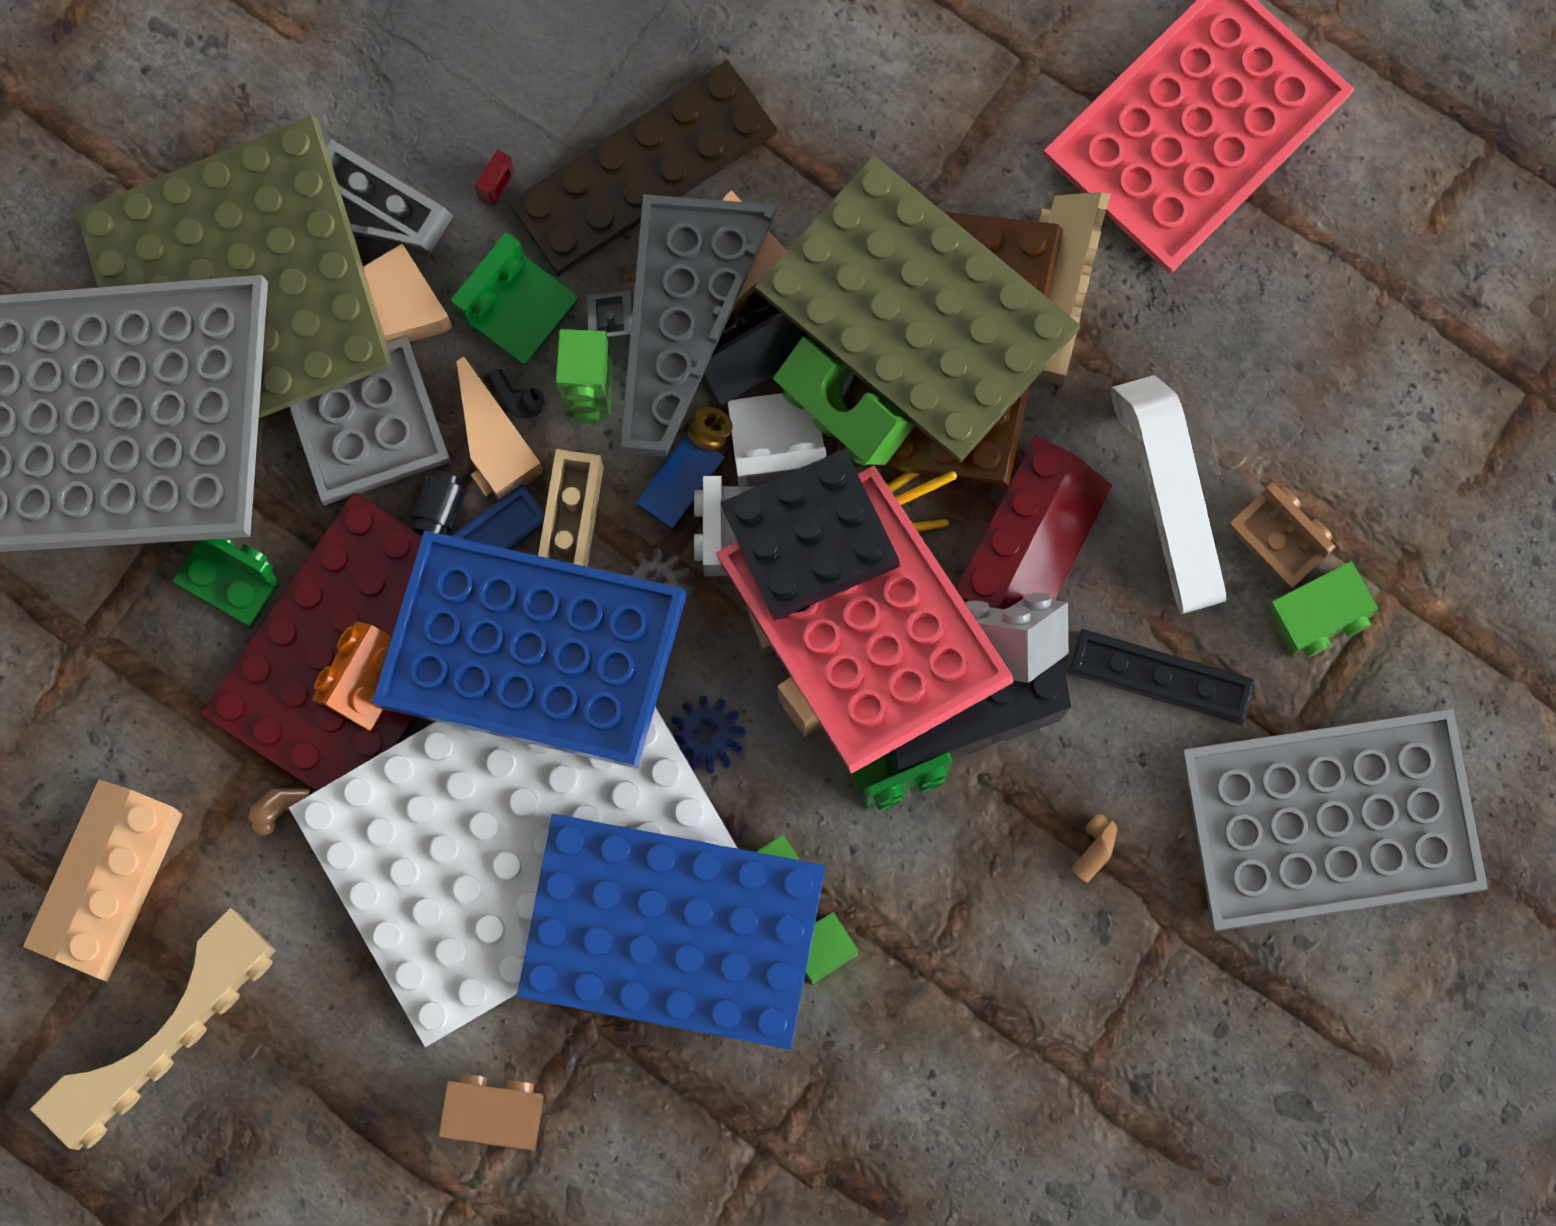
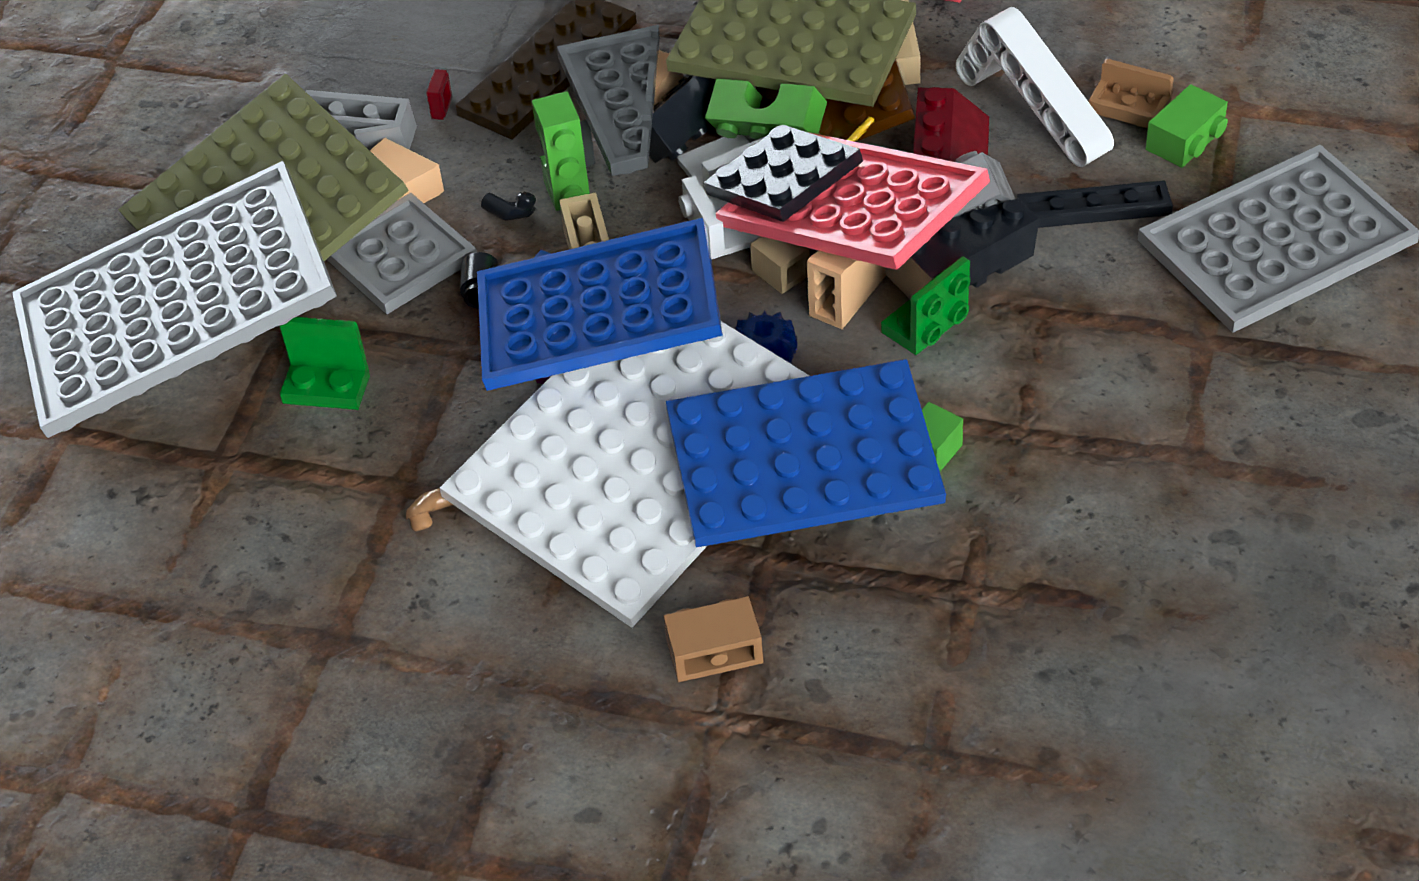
camera: 20 degrees left, 30 degrees down
(103, 879) = (296, 602): light nougat slope -> none
(223, 962) = (339, 760): tan arch -> none
(267, 695) = (428, 399): dark red plate -> none
(354, 675) = (461, 385): orange bracket -> none
(494, 444) = (504, 227): light nougat slope -> none
(513, 301) = (481, 155): green bracket -> none
(673, 487) = (662, 207): blue tile -> none
(710, 428) = (670, 173): pearl gold bush -> none
(1099, 851) = (1113, 312): medium nougat arm -> none

